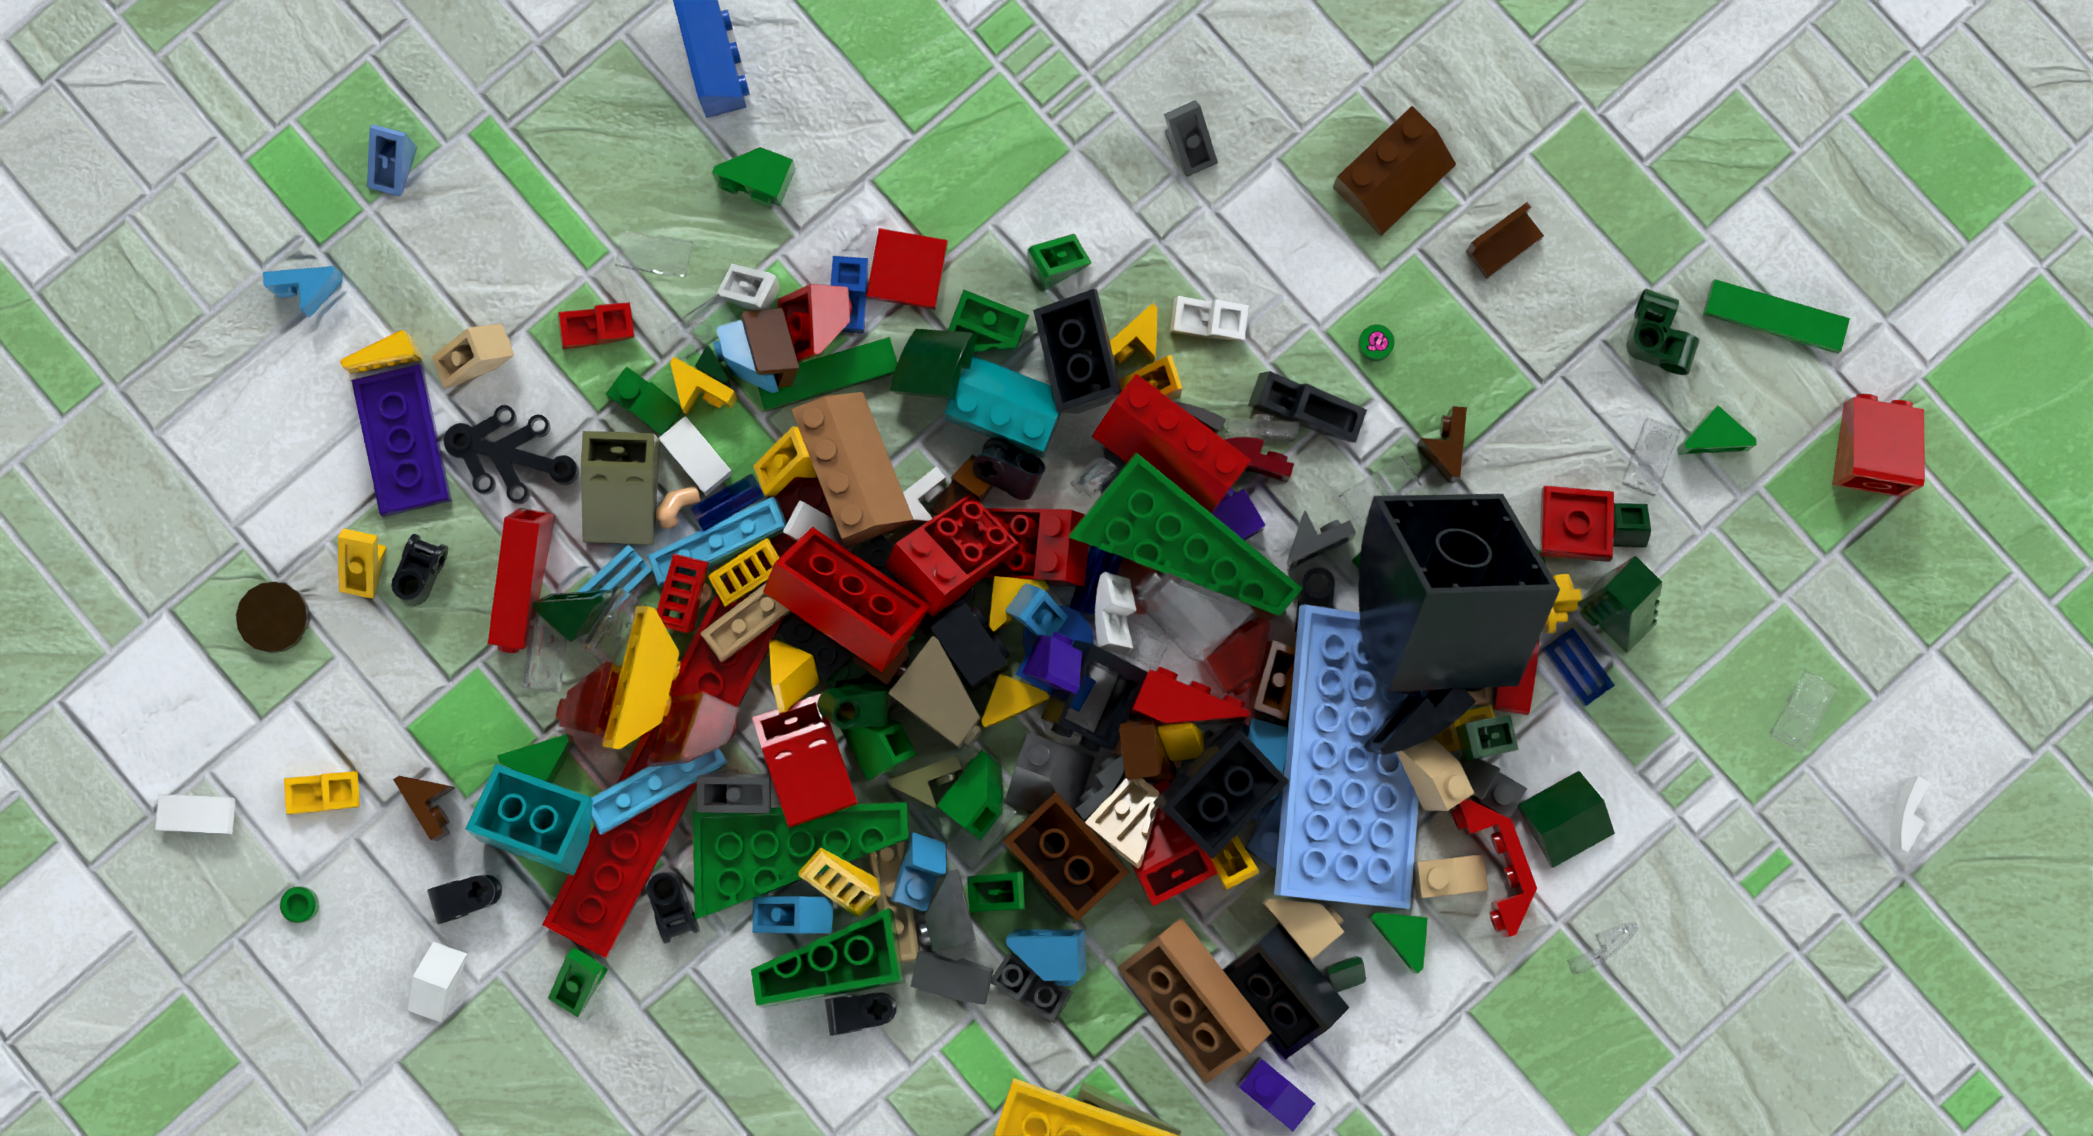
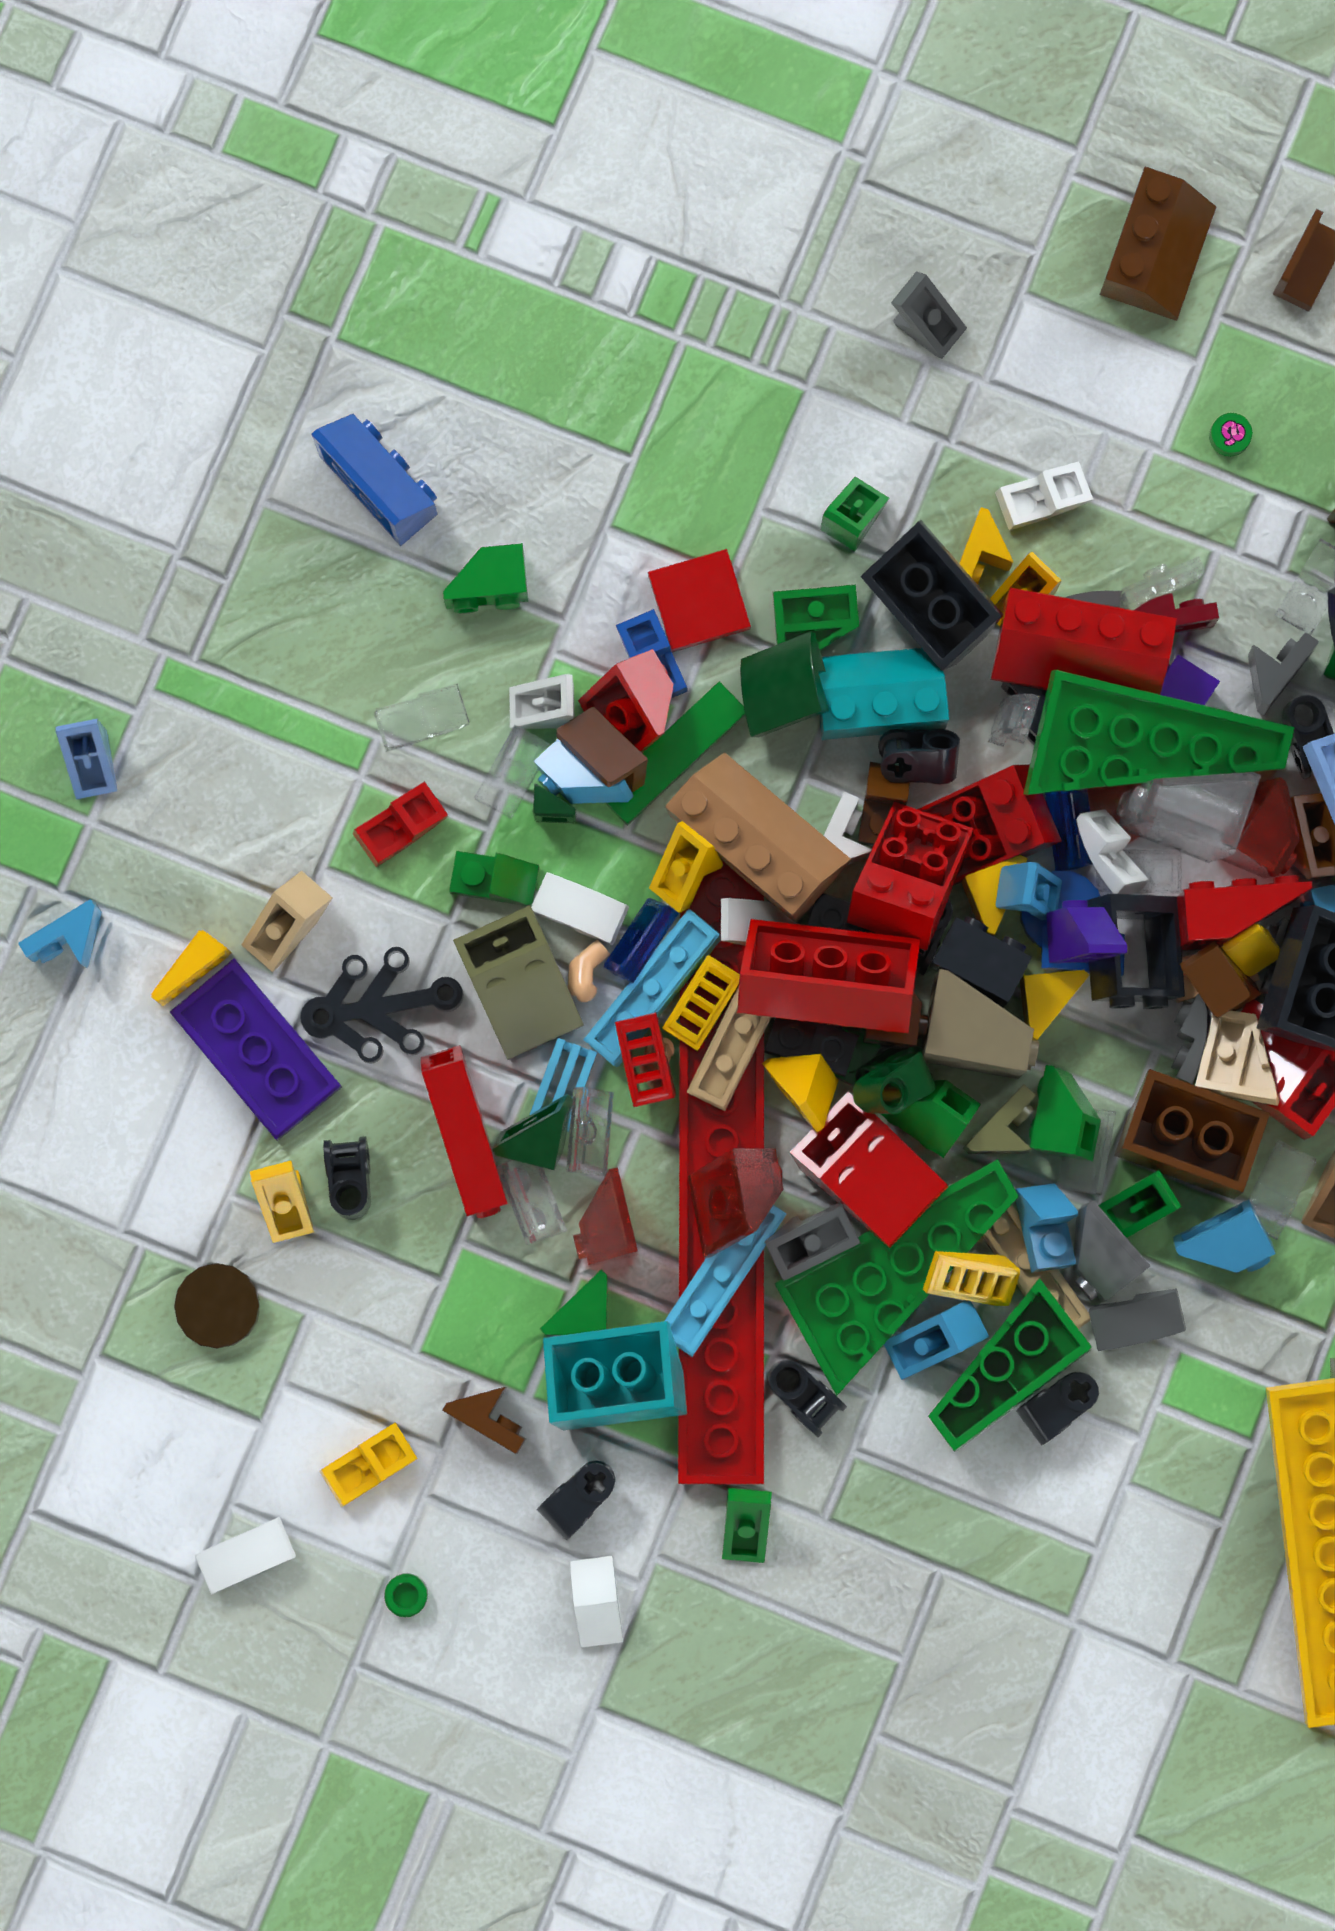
camera: 25 degrees left, 0 degrees up
(643, 681) = (652, 1172): yellow wedge -> none
(692, 382) = (534, 831): yellow slope -> none
(1027, 987) = (1222, 1289): dark grey slope -> none
(1047, 769) = (1120, 1055): flat silver slope -> none
(1308, 406) = (1194, 534): black slope -> none

